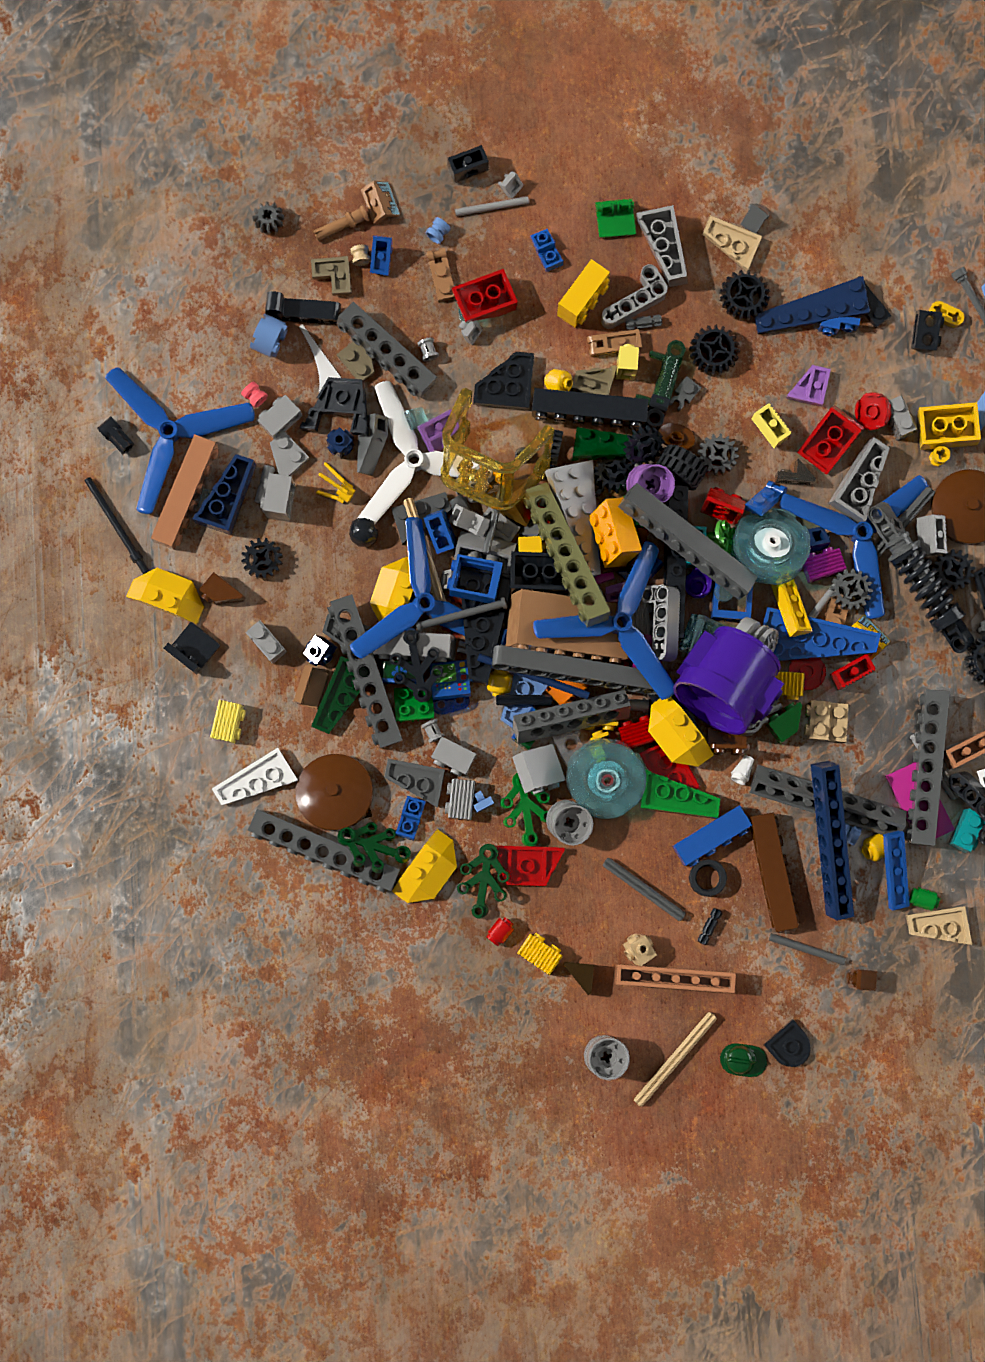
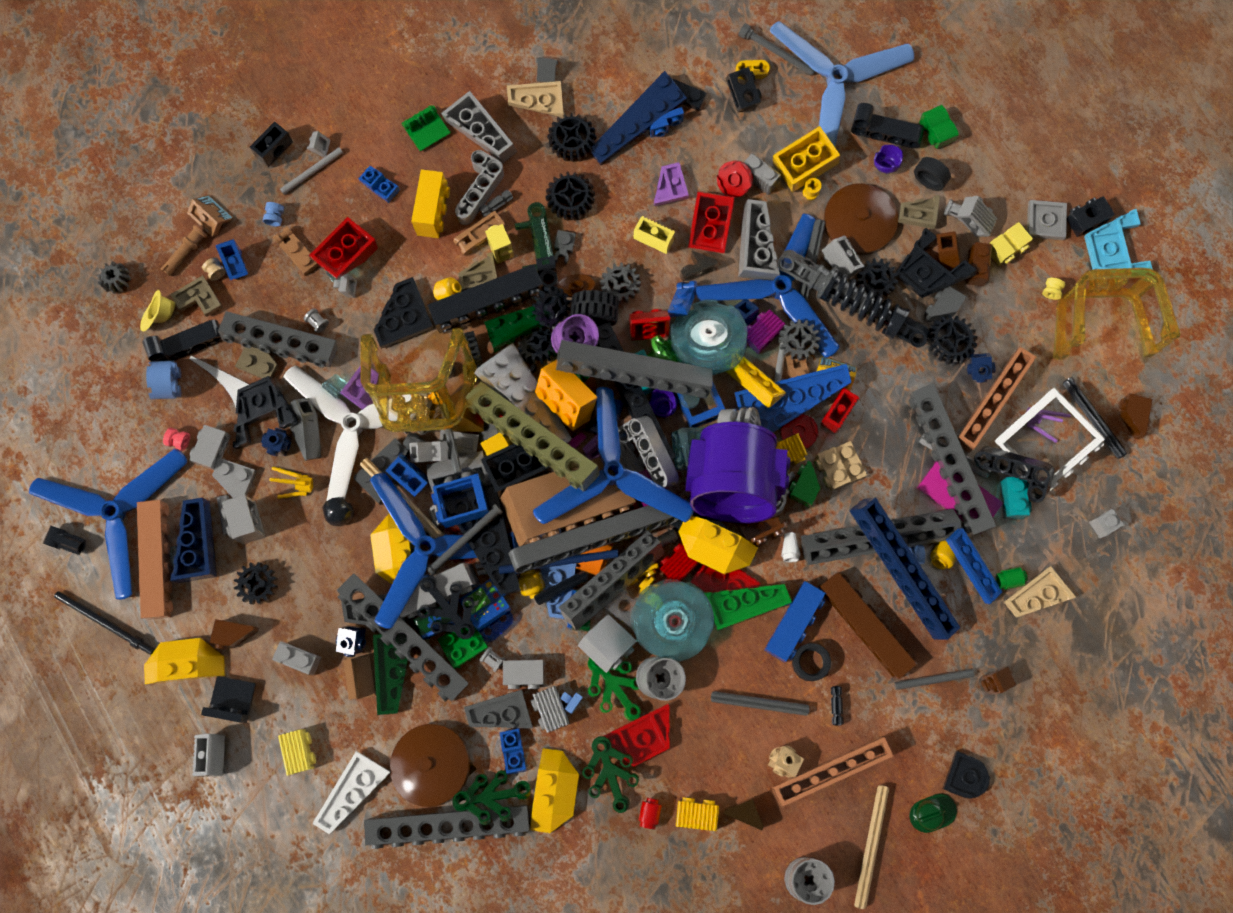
camera: 25 degrees left, 5 degrees down
(152, 685) = (208, 755): none -> light grey brick
(293, 268) = (158, 311): none -> light yellow piece

